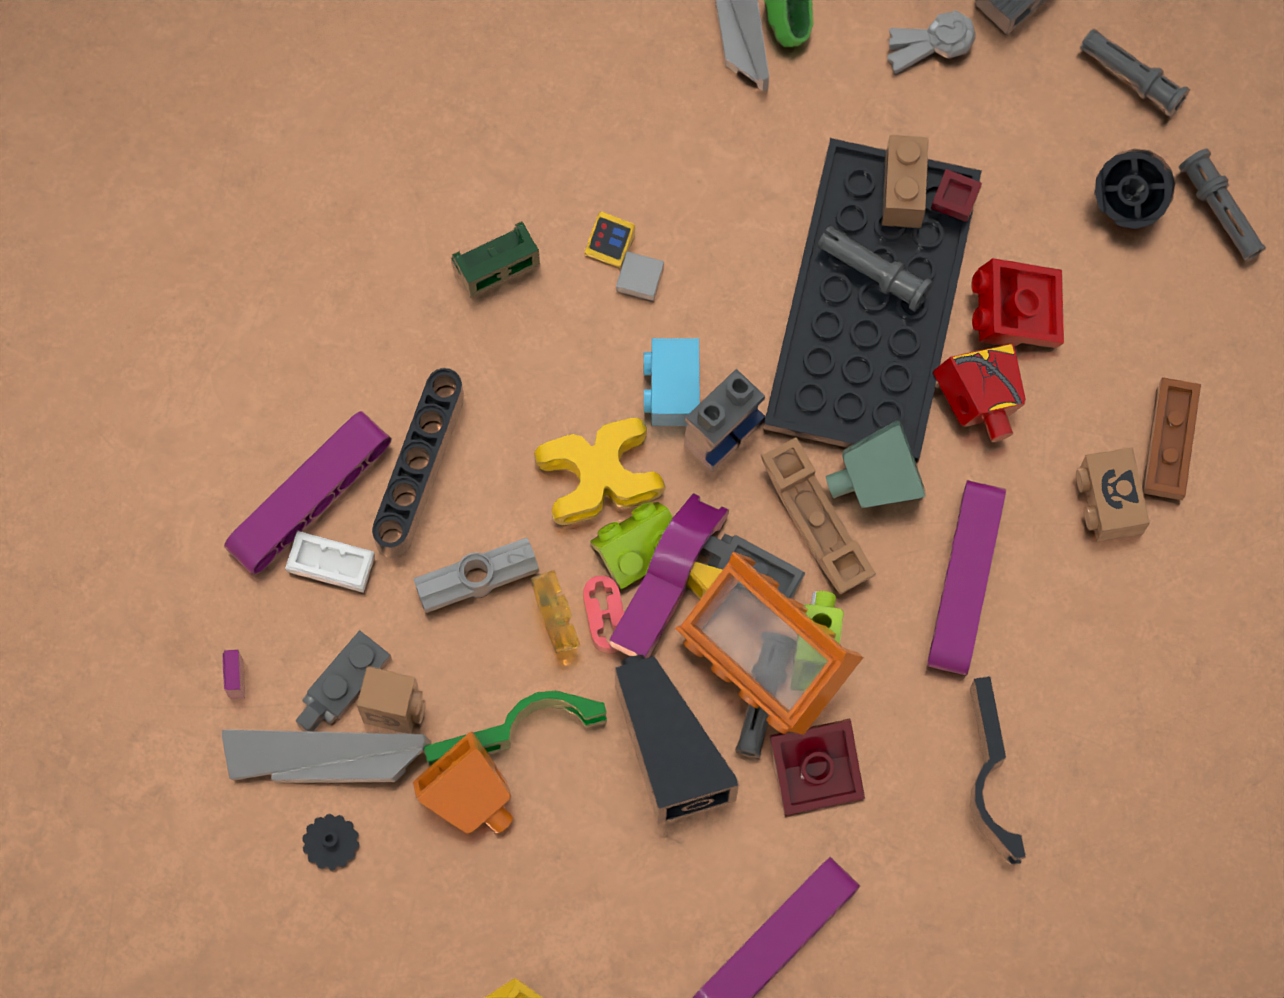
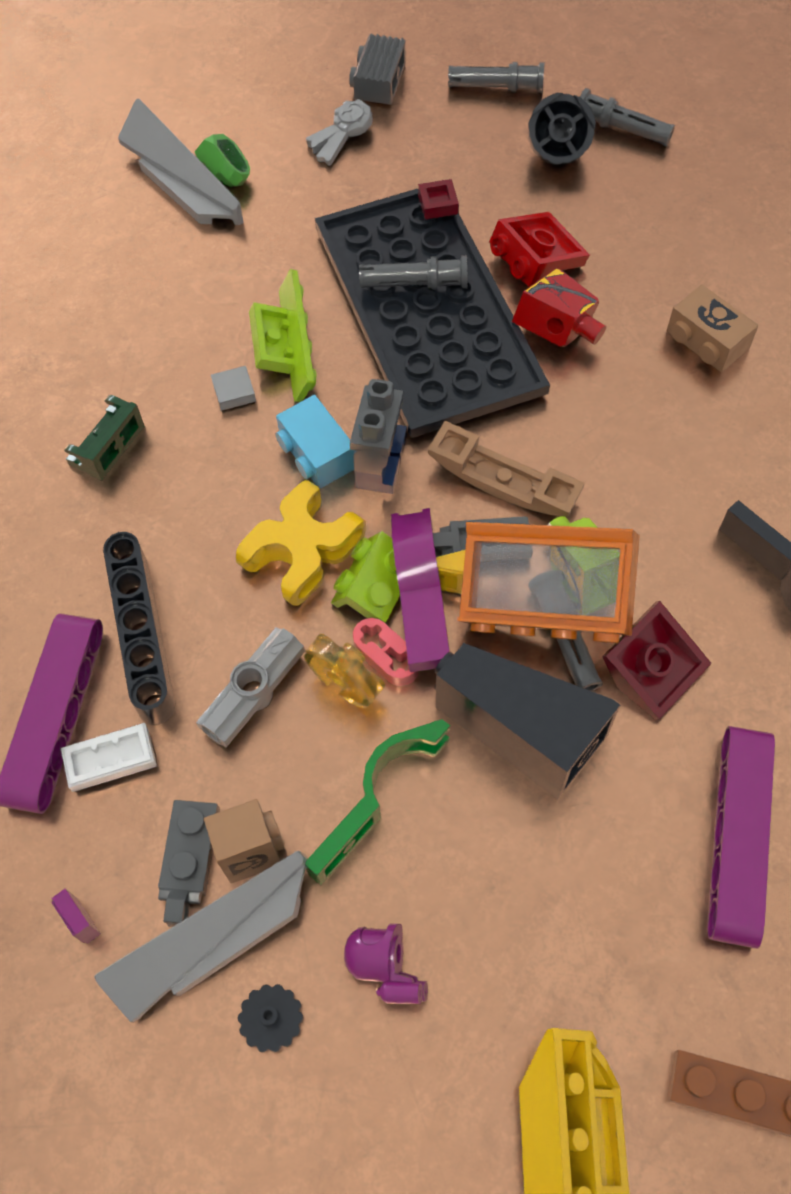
camera: 30 degrees left, 10 degrees down
(436, 852) = (378, 957): none -> magenta piece
(466, 788) = (369, 876): orange torso -> none
(610, 239) = (191, 373): slope -> none
(714, 251) = (282, 337): none -> lime bracket
(879, 469) = (528, 405): sand green torso -> none
(905, 181) = (394, 206): medium nougat brick -> none
(966, 578) = (655, 449): magenta beam -> none
(1172, 438) = (717, 269): dark orange plate -> none

